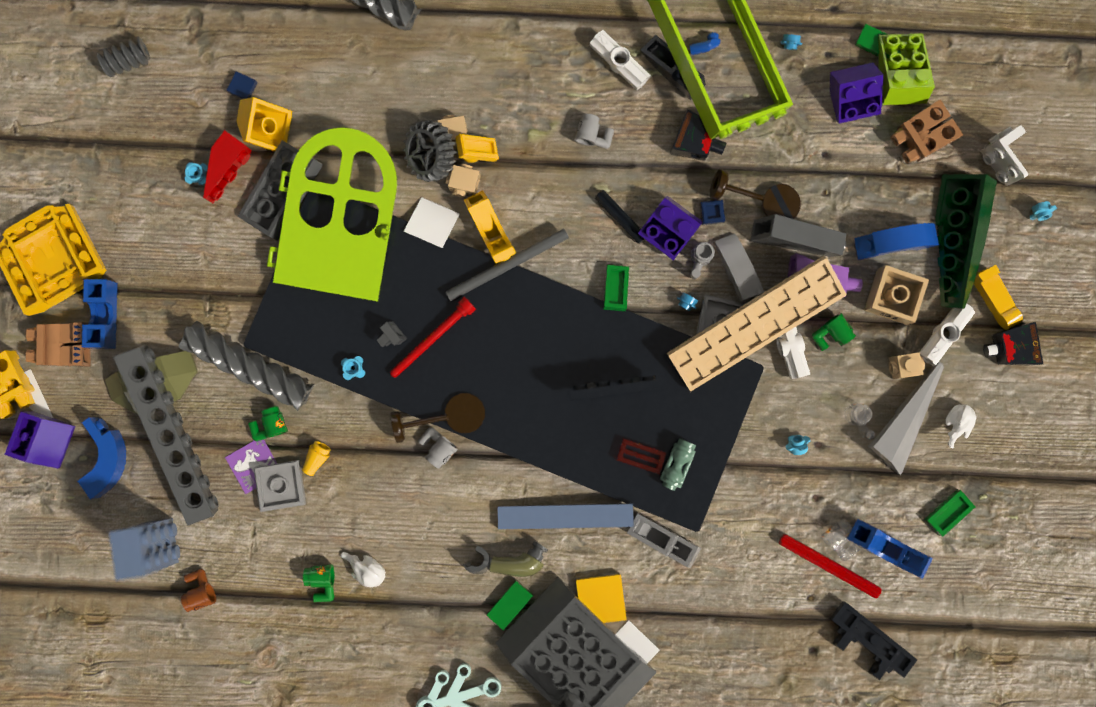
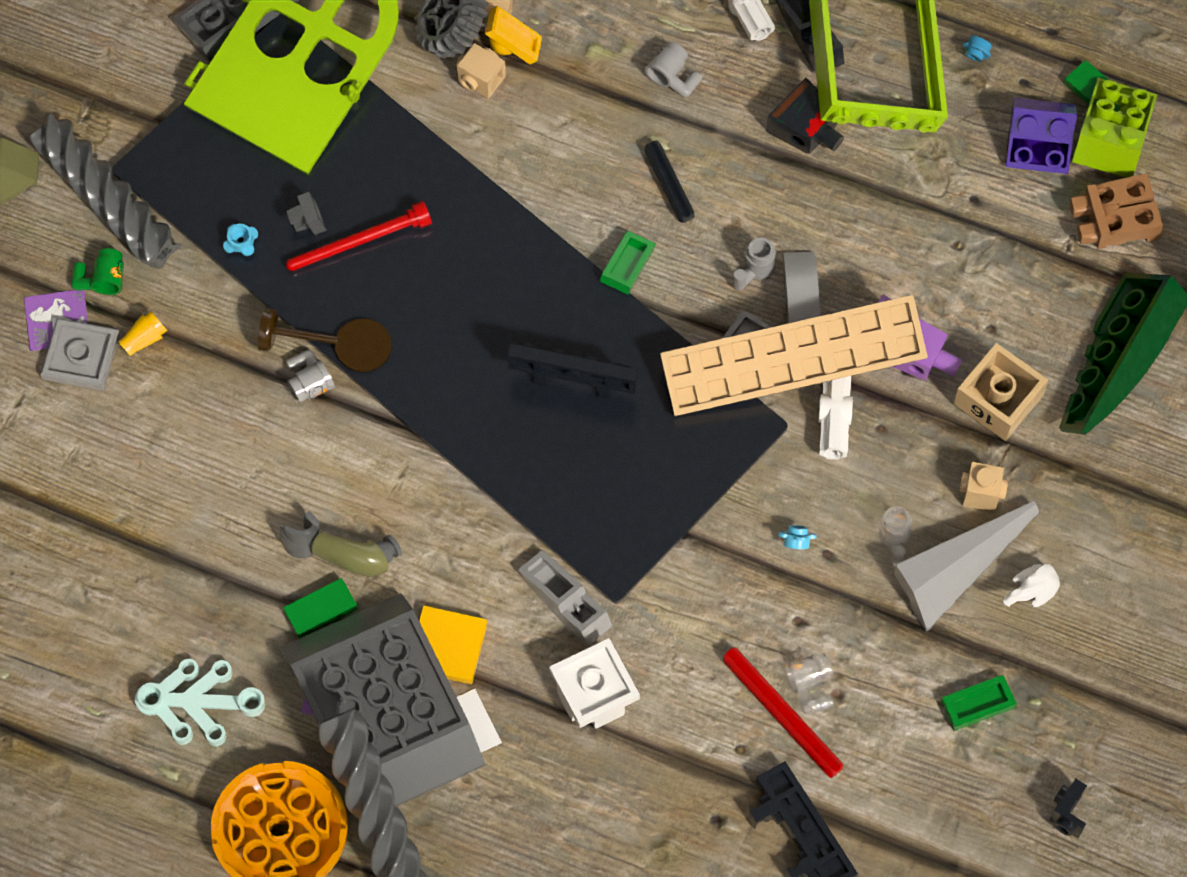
camera: 20 degrees right, 20 degrees down
(320, 577) = (81, 480): green piece -> none
(366, 572) = (147, 495): white piece -> none
(431, 222) = (418, 106): white sticker -> none
(489, 227) = (490, 131): yellow arch -> none
(505, 266) = (495, 185): dark grey piece -> none
(565, 516) = (443, 519): sand blue tile -> none
(622, 450) = (597, 494): clear red tile -> none
(670, 227) = (728, 211): dark purple slope -> none
(683, 453) = (633, 488): sand green piece -> none
(687, 301) = (716, 311): dark azure plate -> none
(705, 46) = (872, 17): blue arm -> none
(708, 598) = (594, 685): none -> white panel
(712, 212) = (794, 217): dark blue tile -> none
(778, 199) = (887, 234): dark brown piece -> none
(798, 236) = (889, 271): dark grey slope -> none
(838, 329) = (908, 411): green piece -> none
(889, 549) = (864, 705): blue arch -> none
(896, 240) = (1030, 320): blue arch -> none
(937, 343) = (1040, 476): white piece -> none
(997, 297) = (1142, 444): yellow leg -> none
(1016, 346) = (1146, 515): black torso -> none
(1030, 565) = (1067, 800): none -> black bracket

